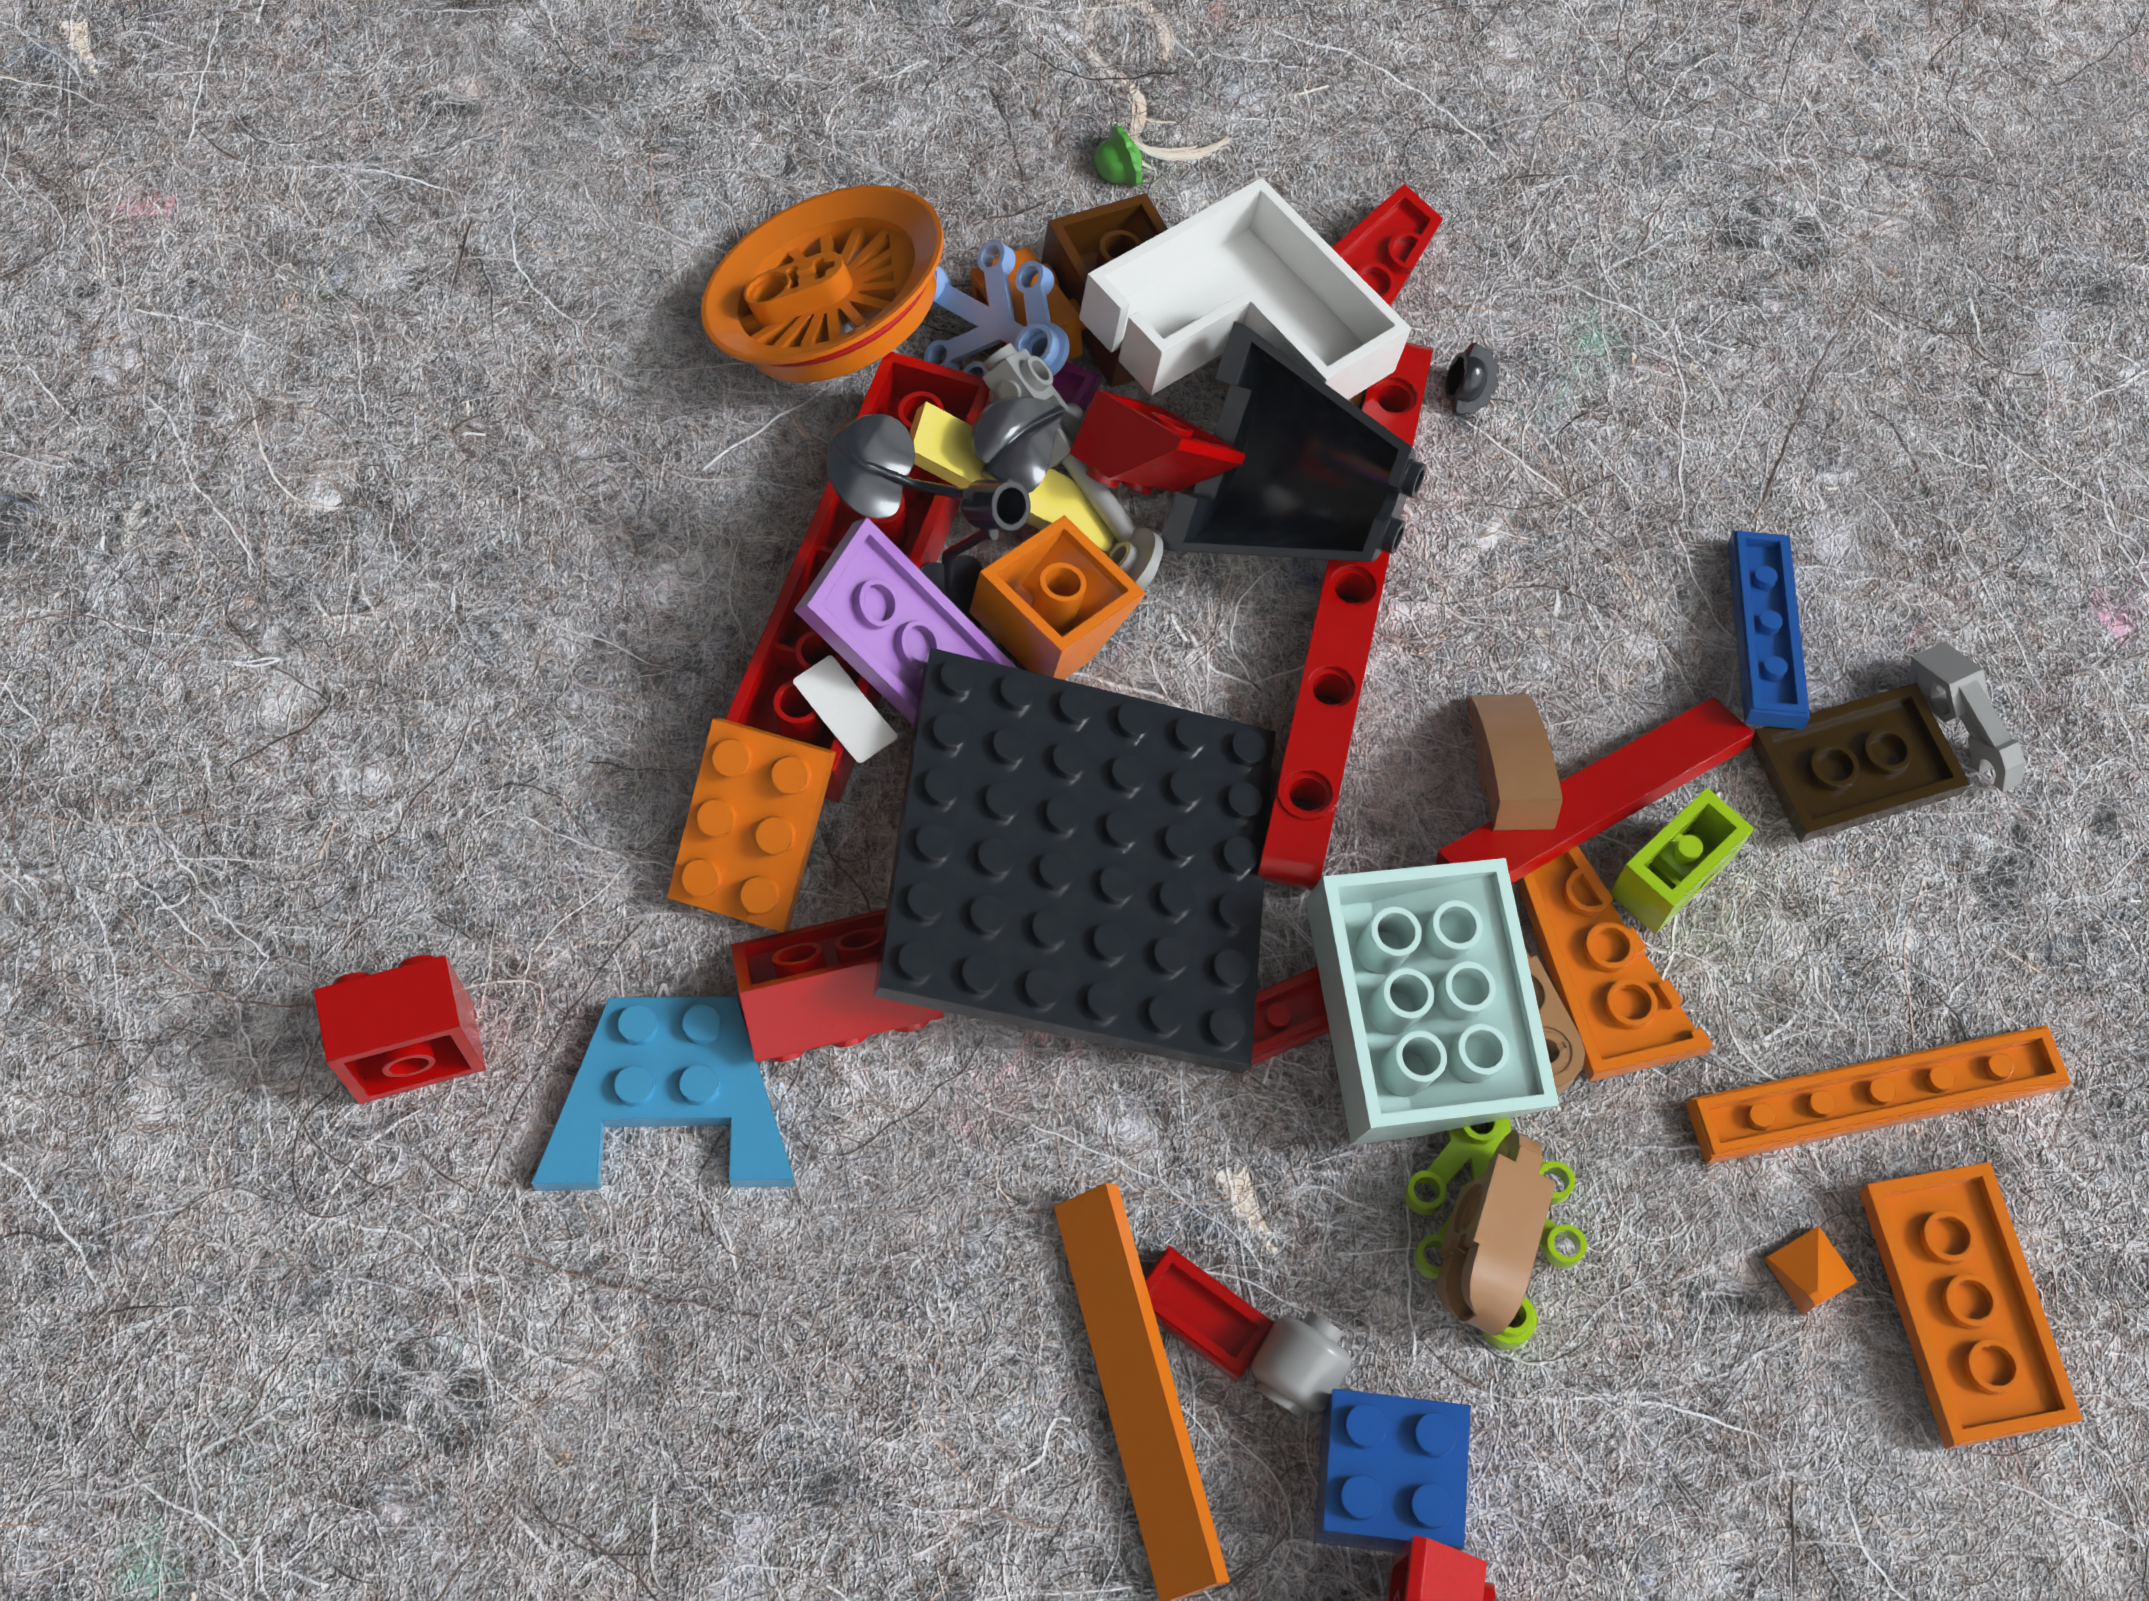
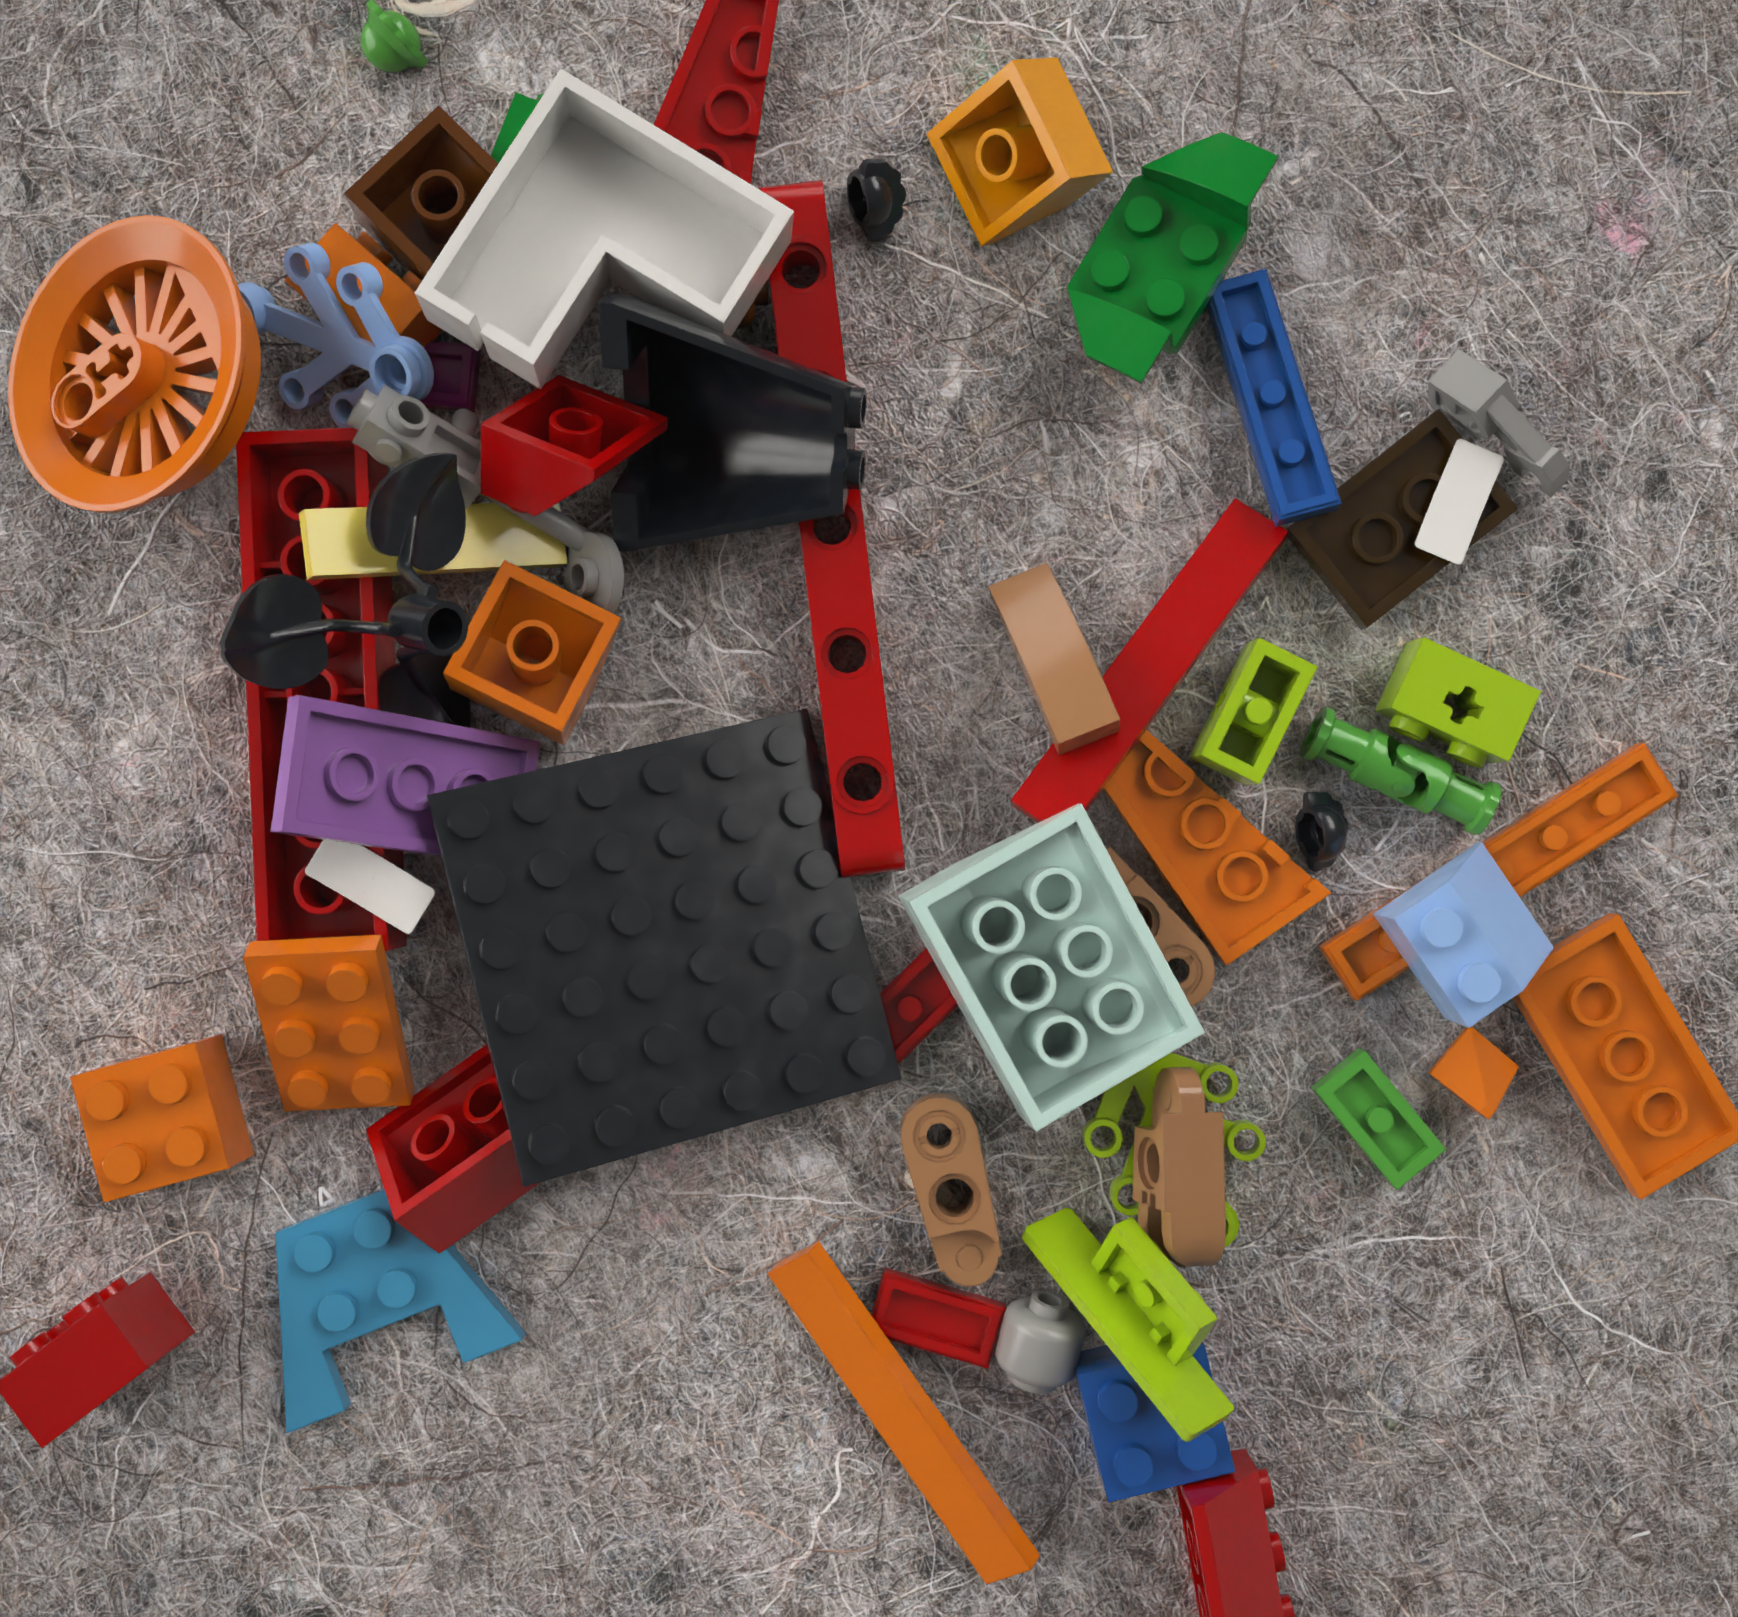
camera: 10 degrees left, 25 degrees up
(559, 856) = (162, 1118): none -> orange brick
(1257, 1232) = (962, 1235): none -> medium nougat piece
(1422, 1338) = (1139, 1311): none -> lime bracket
(1603, 382) = (1019, 149): none -> light orange slope
(1703, 1274) = (1378, 1118): none -> bright green plate
(1712, 485) = (1166, 251): none -> green piece
(1717, 996) = (1321, 829): none -> black piece
(1786, 950) = (1393, 767): none -> bright green piece
(1830, 1121) = (1466, 936): none -> light blue slope
(1866, 896) = (1492, 703): none -> lime brick
(1917, 758) = (1459, 501): none -> white sticker

